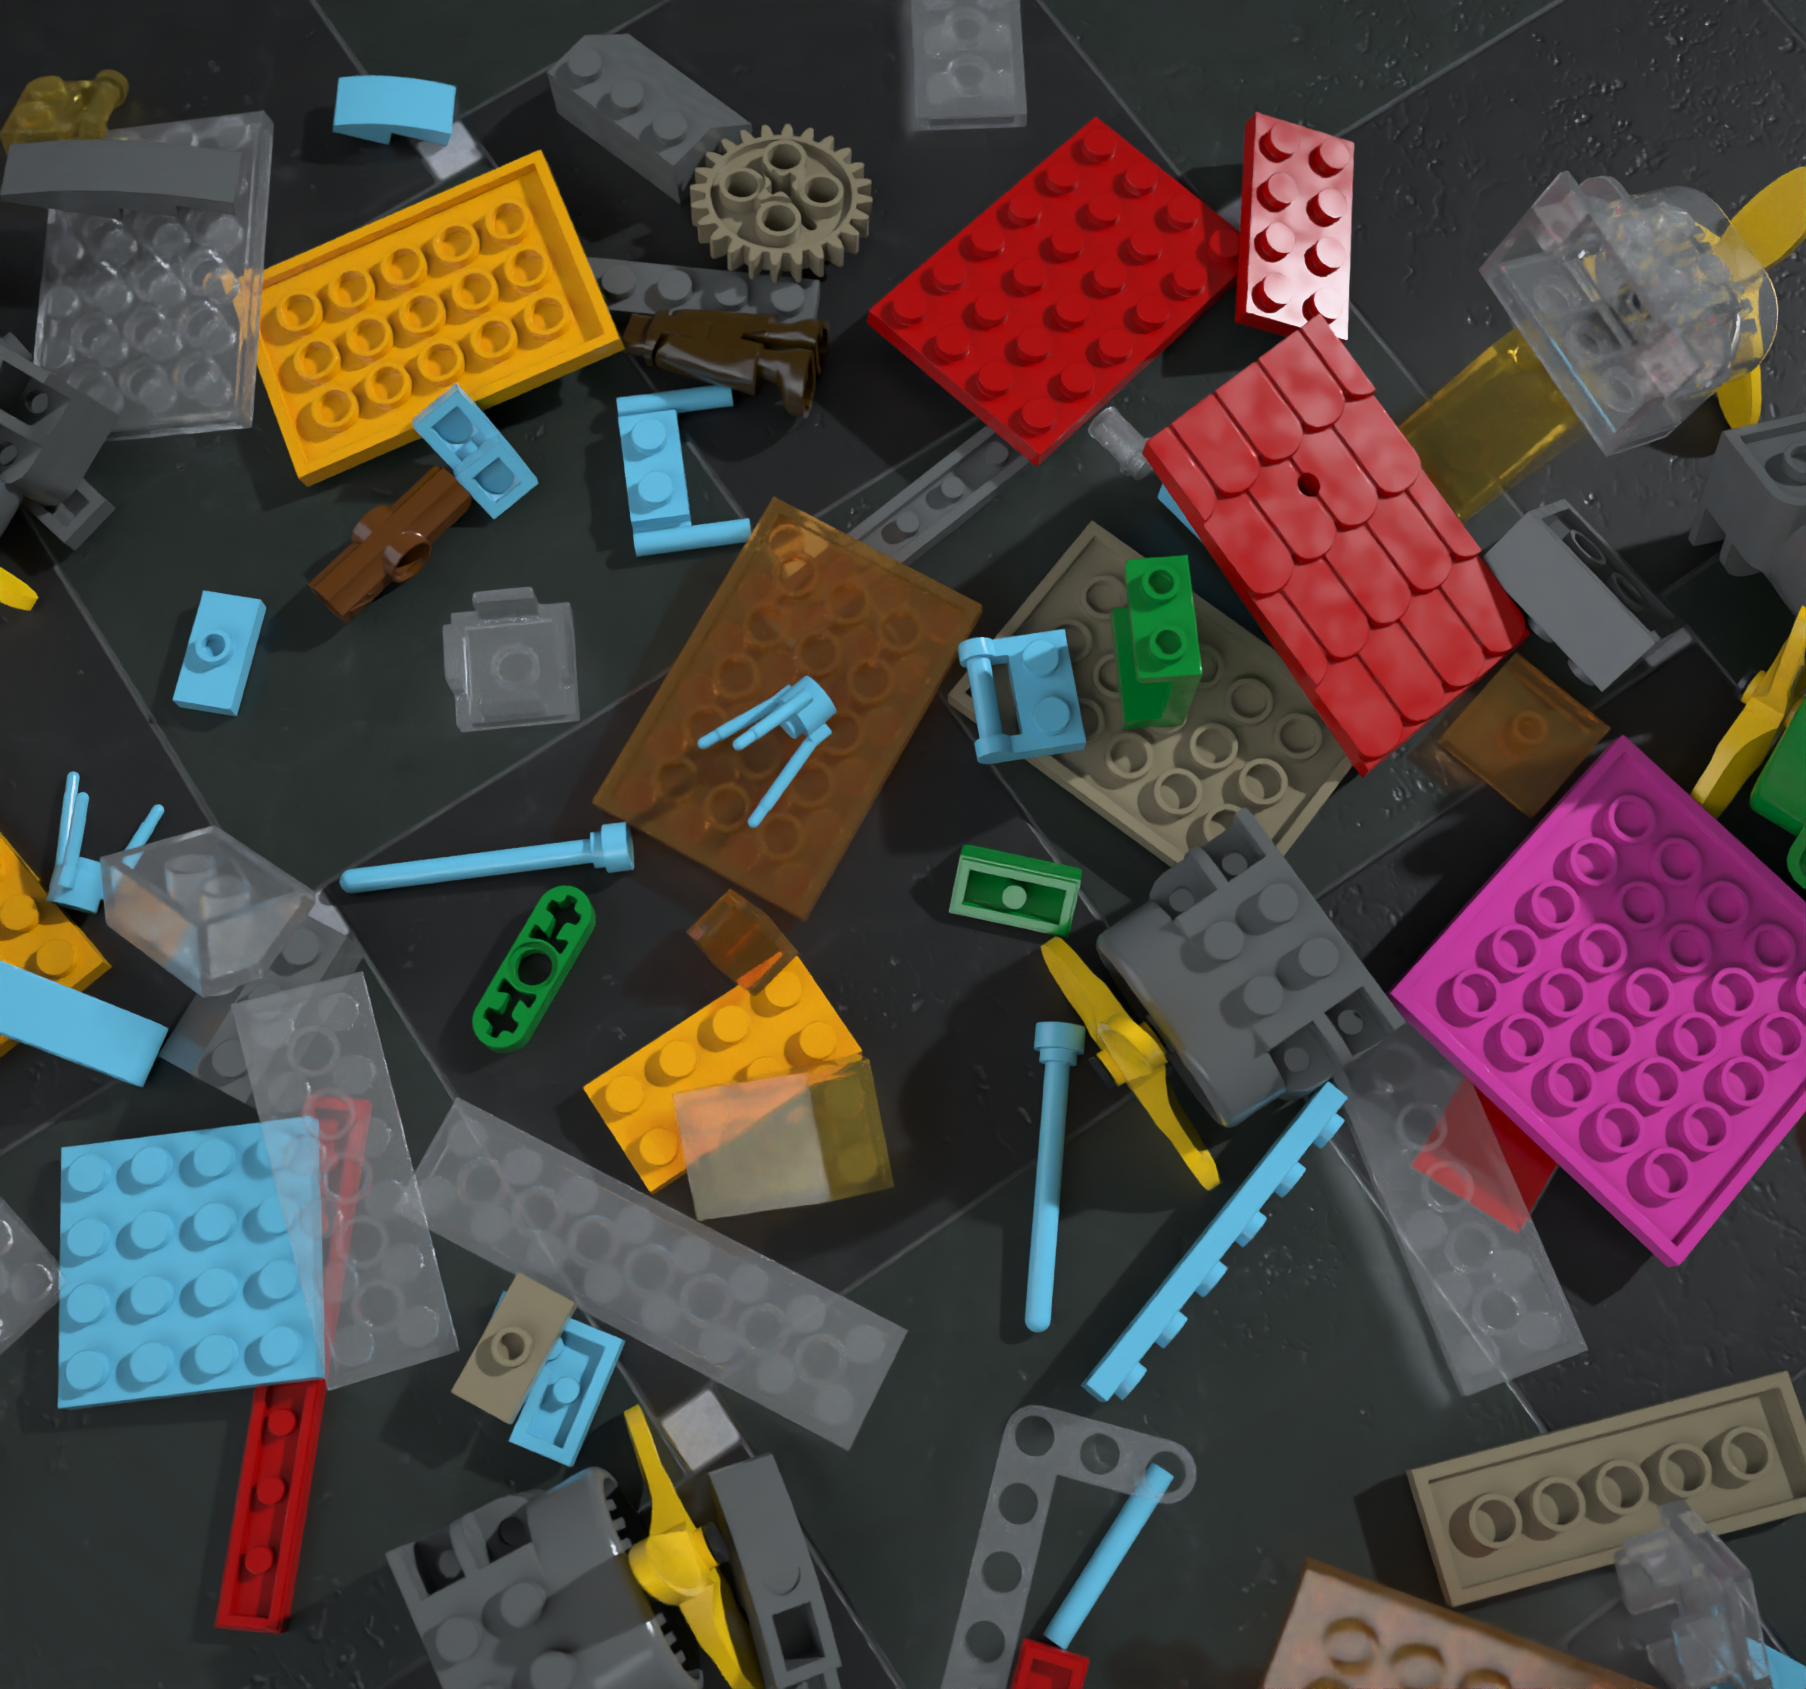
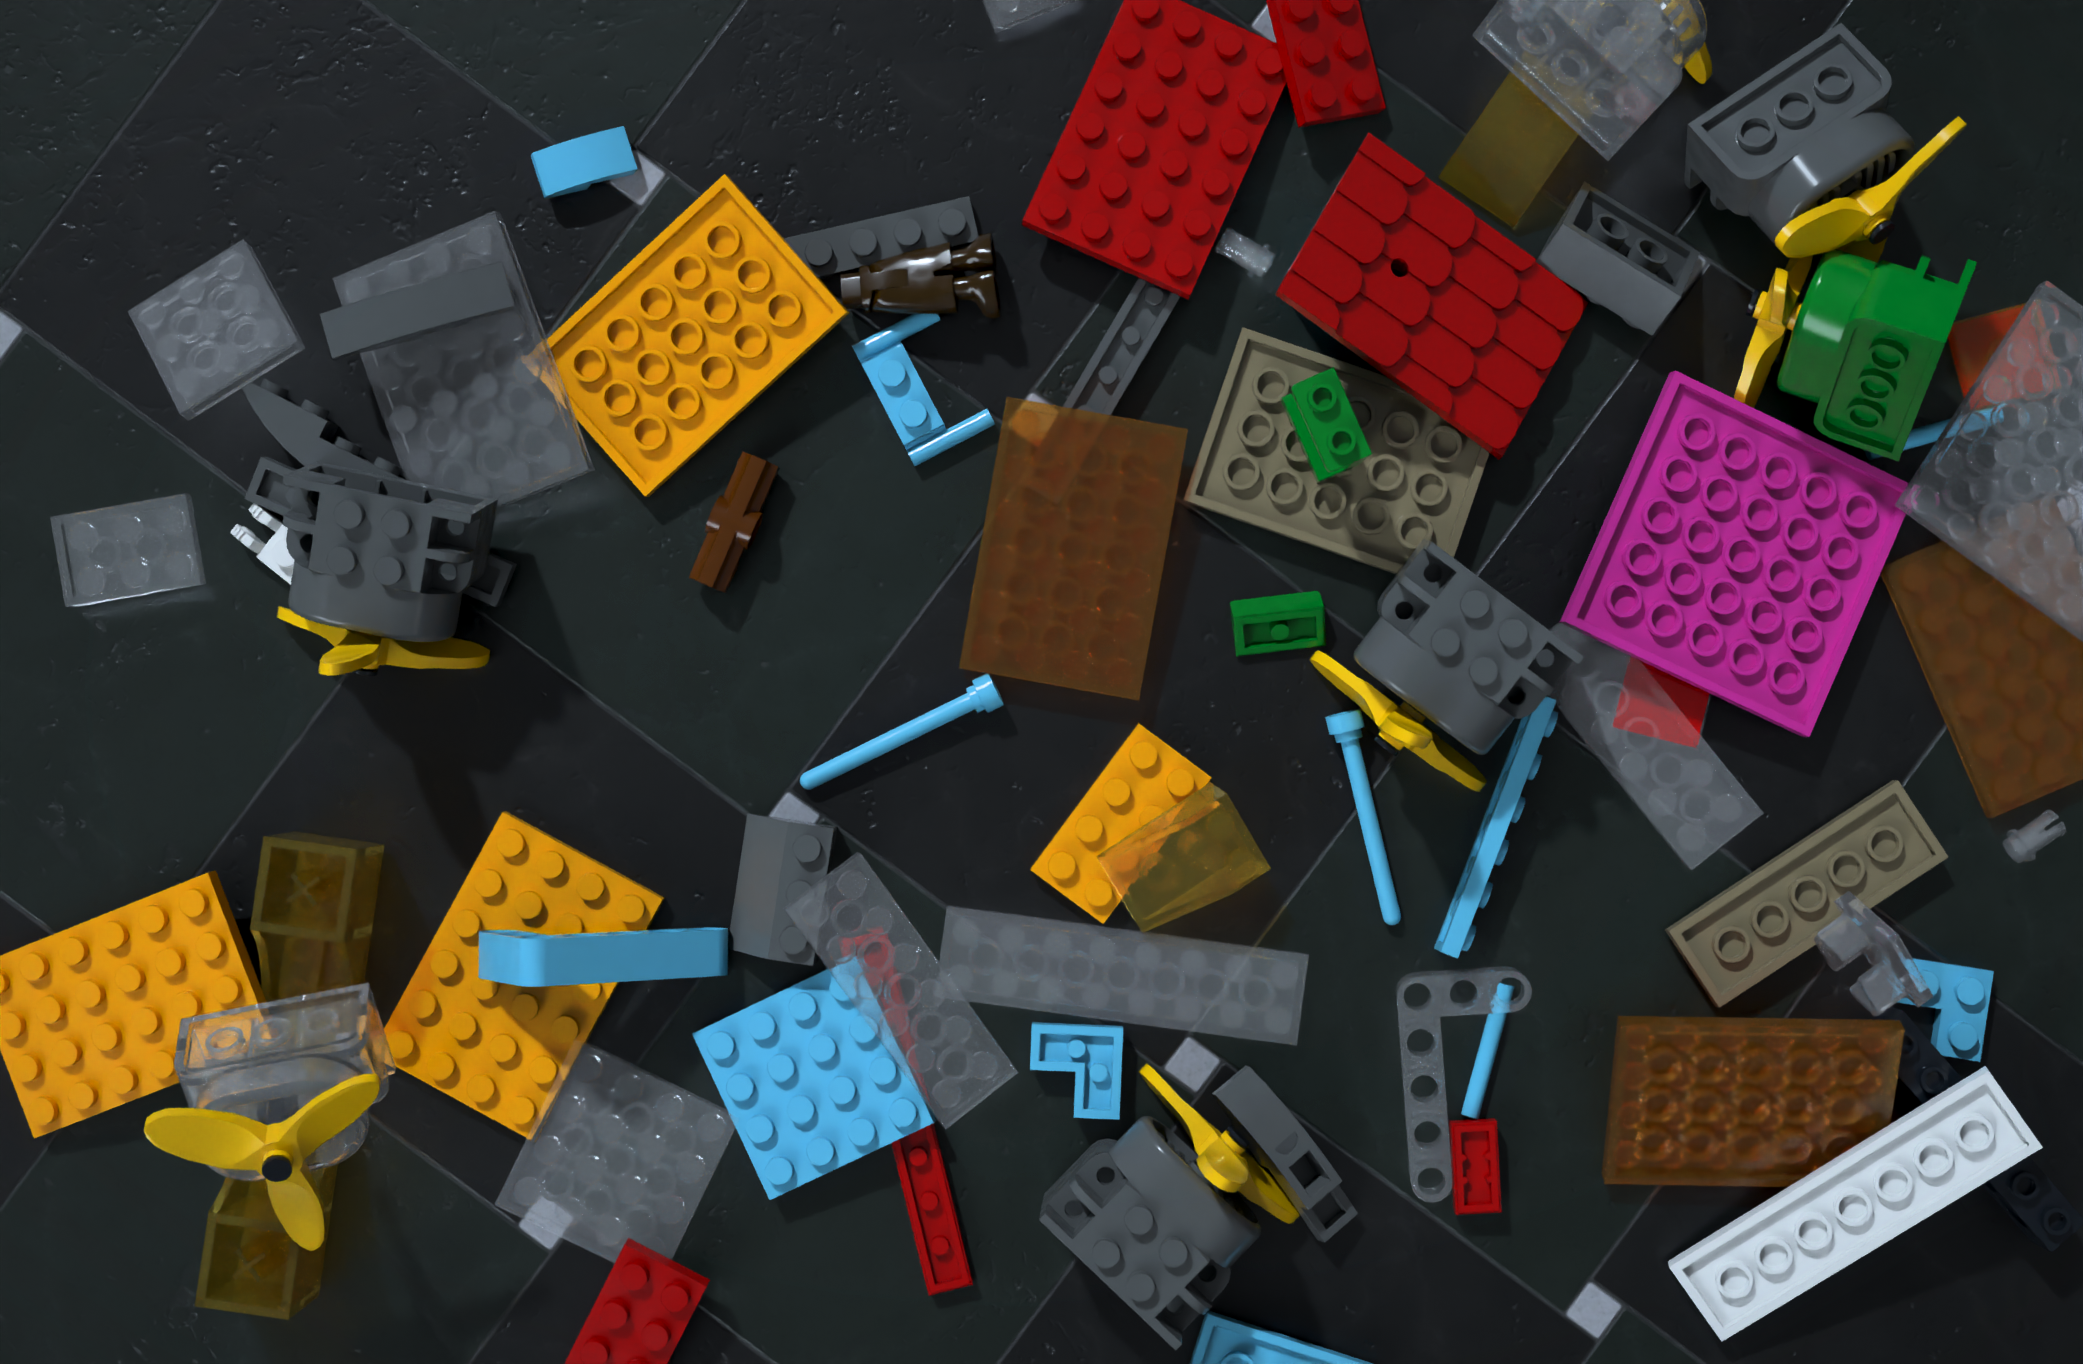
camera: 15 degrees left, 15 degrees up
(56, 109) = (322, 266): clear yellow plate -> none
(76, 879) = (618, 848): medium azure plant -> none
(203, 907) = (726, 842): clear slope -> none
(219, 653) = (642, 647): medium azure plate -> none
(475, 451) = (769, 431): medium azure slope -> none
(498, 1002) = (947, 830): green beam -> none
(511, 661) = (859, 582): clear panel -> none
(514, 1348) = (1056, 1058): dark tan plate -> none
(642, 110) = (783, 94): dark grey slope -> none
(742, 942) = (1104, 734): clear orange panel -> none
(781, 203) = (896, 175): dark tan gear -> none
(798, 711) = (1087, 556): medium azure plant -> none
(1041, 693) = (1251, 478): medium azure plate -> none
(1523, 735) = (1604, 382): clear orange plate -> none

